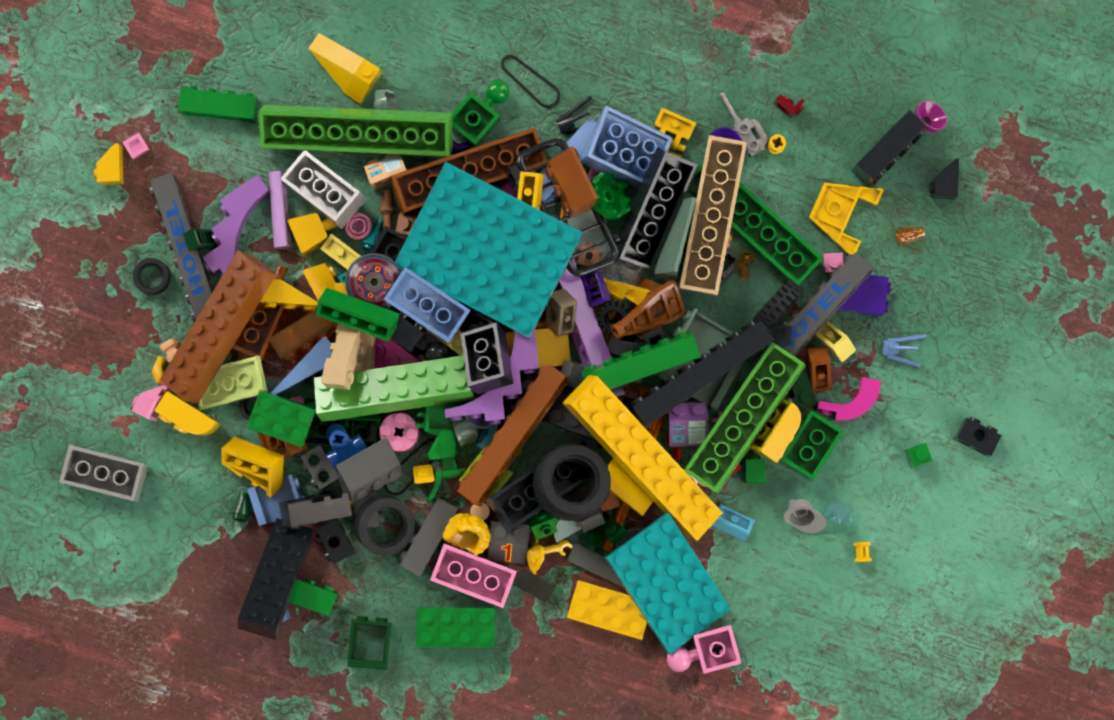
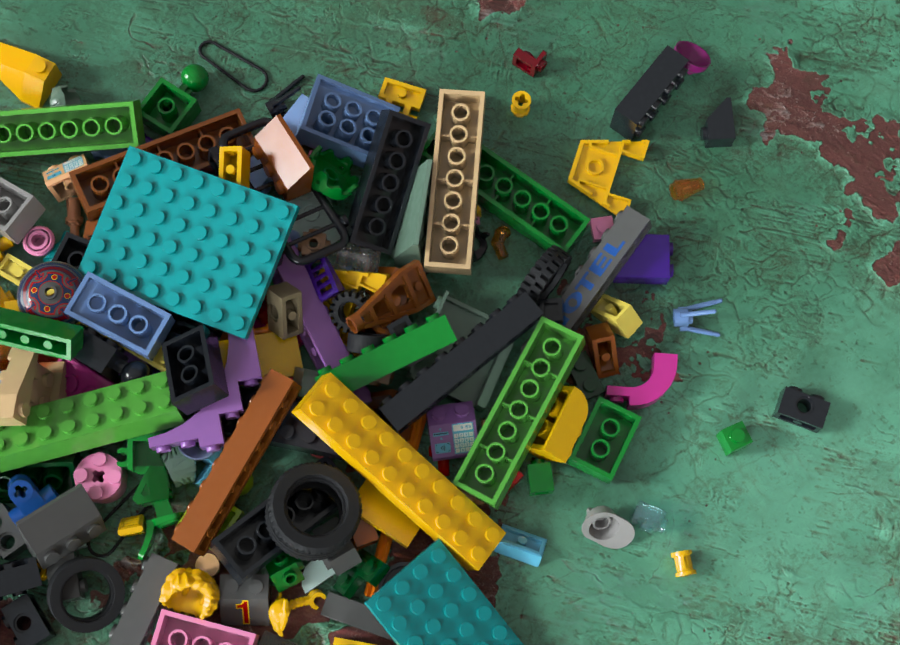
camera: 10 degrees left, 10 degrees down
(744, 128) = (493, 109): light grey piece -> none

